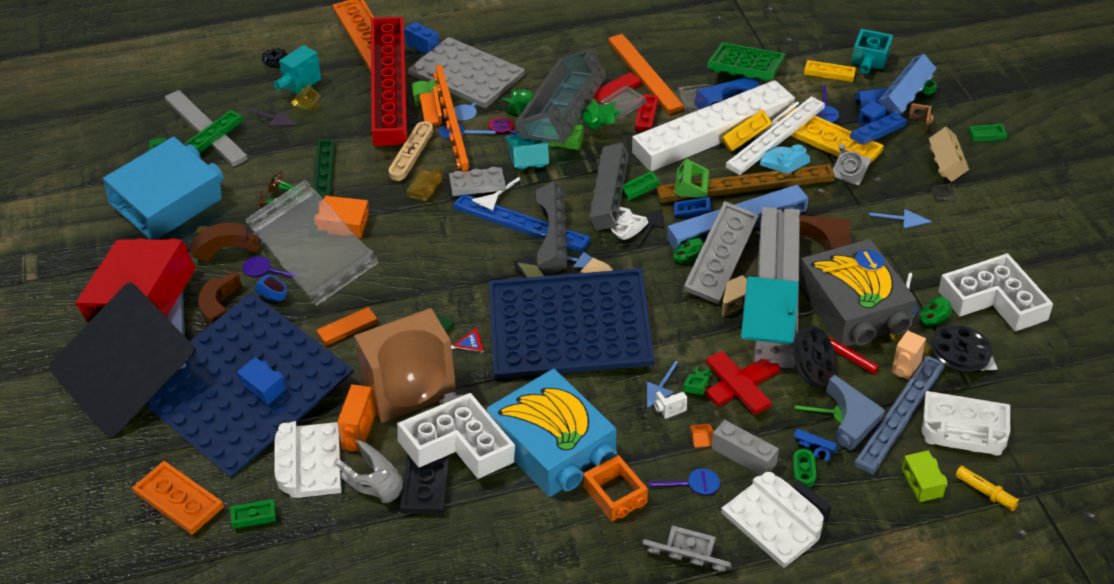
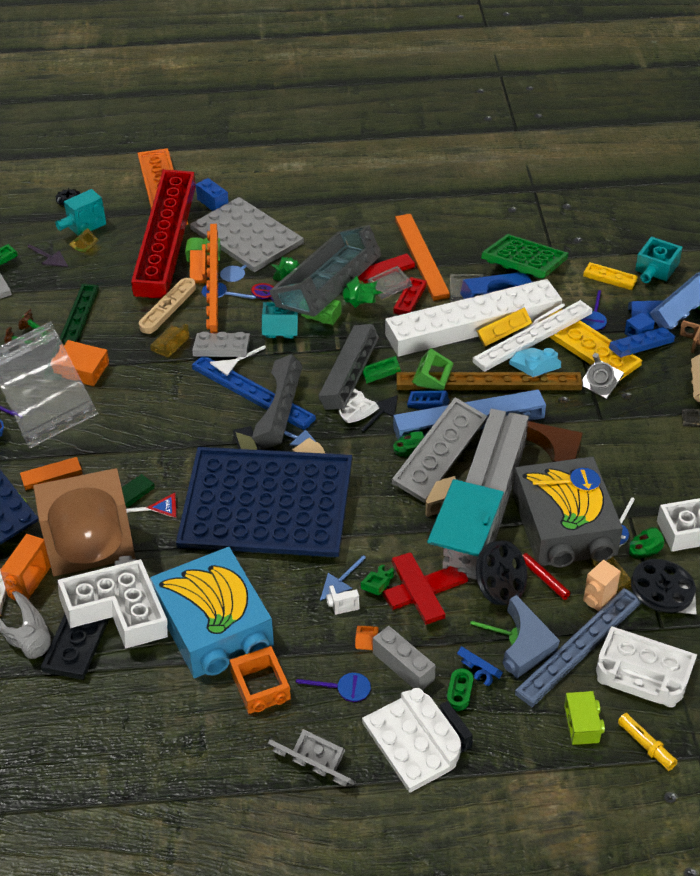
camera: 10 degrees right, 0 degrees up
(910, 219) = (650, 440): medium blue piece -> none

